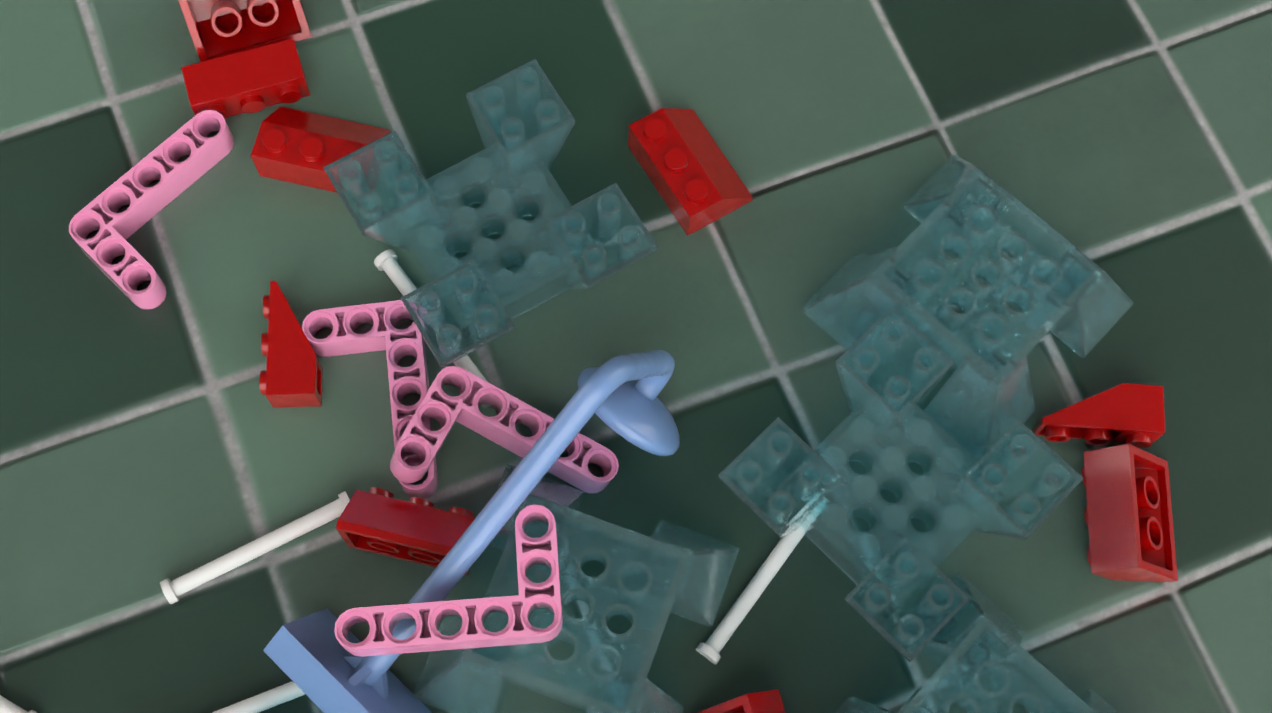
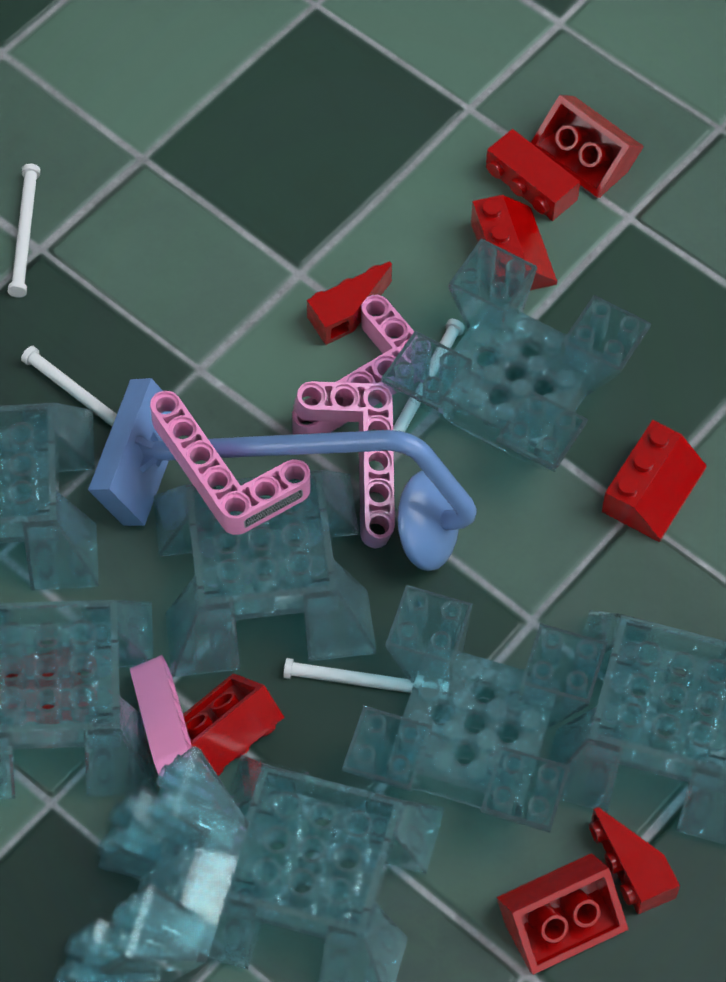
camera: 65 degrees right, 10 degrees down
(147, 202) = (405, 158): bright pink beam -> none
(254, 549) = (147, 322): white bar -> none
(401, 528) = (261, 415): red slope -> none

